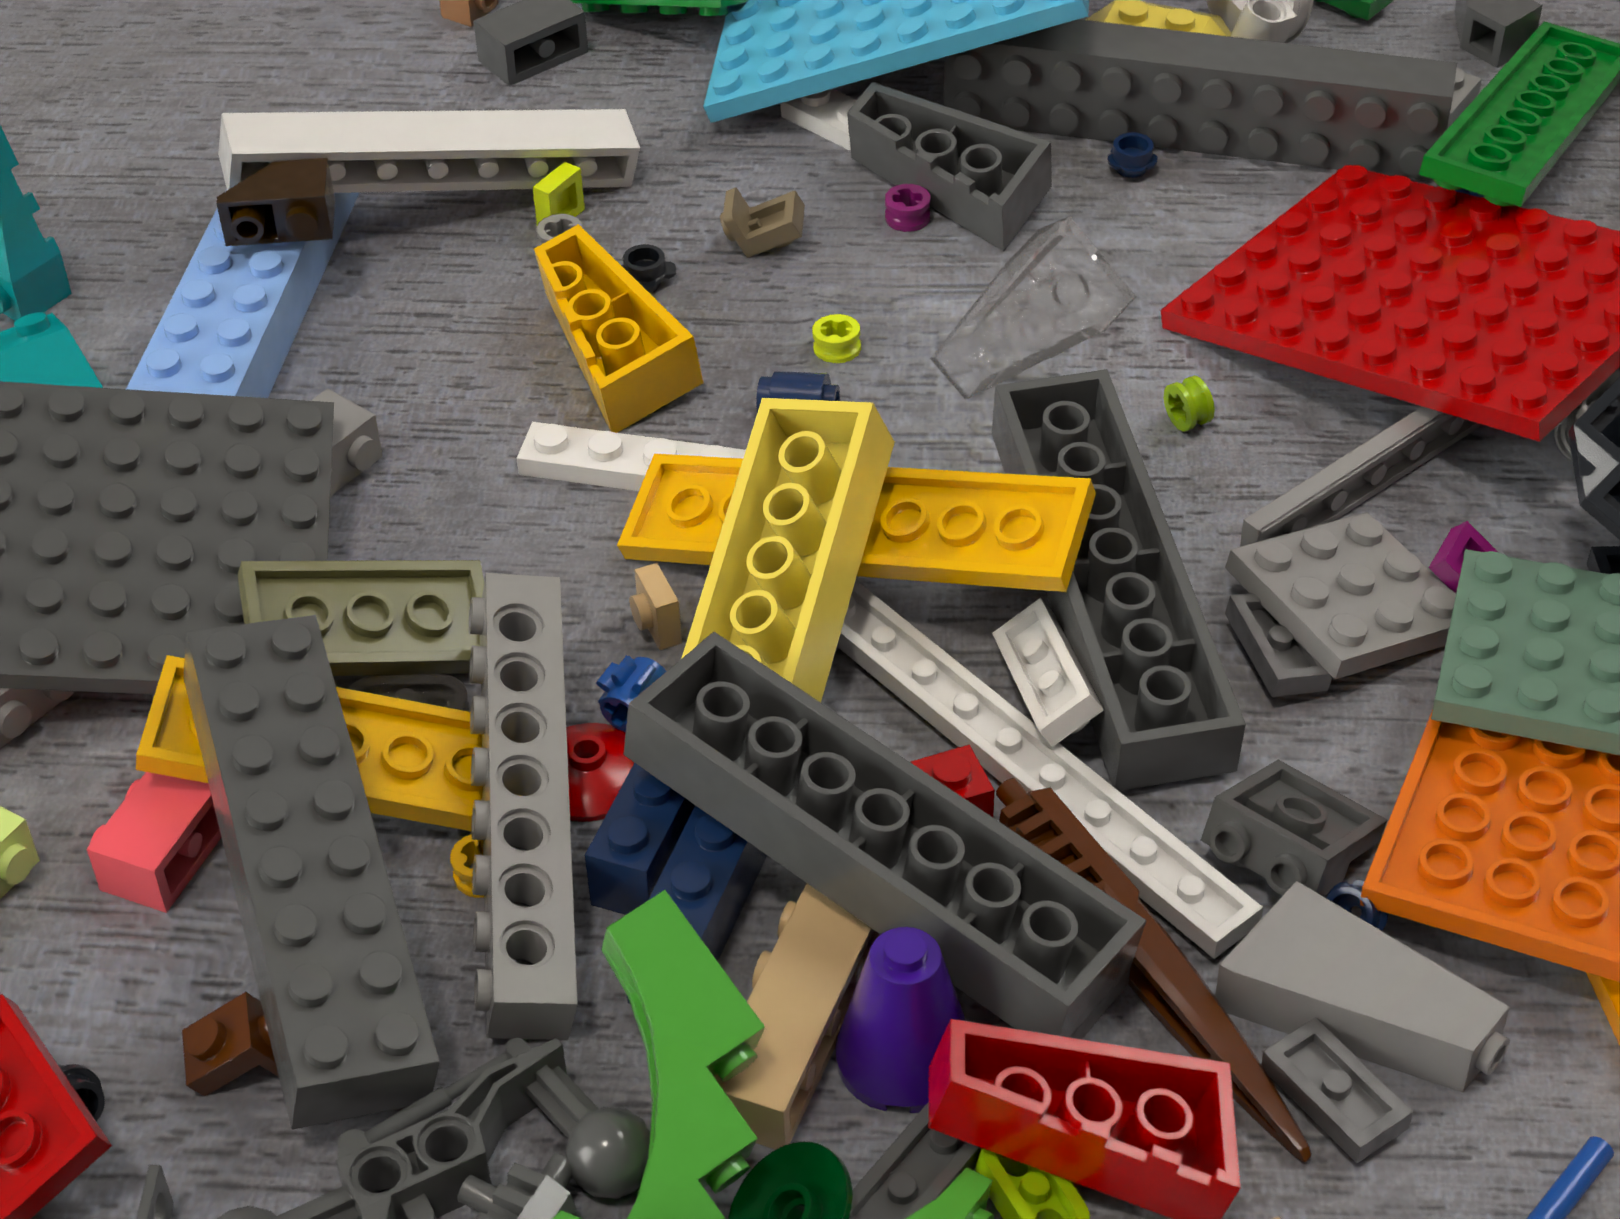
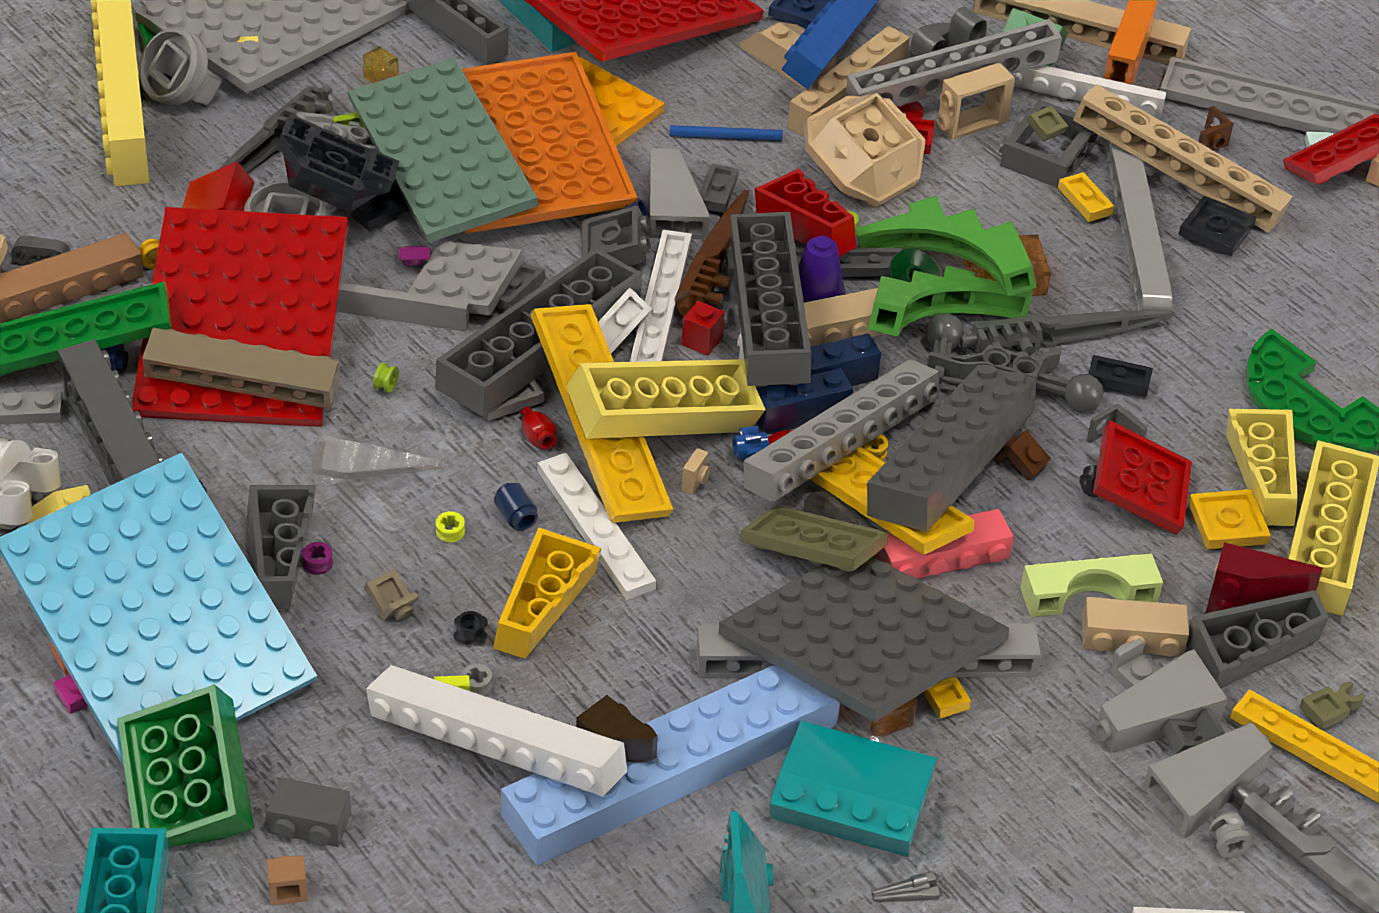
camera: 135 degrees left, 0 degrees up
(1292, 230) = (241, 367): none -> dark tan brick

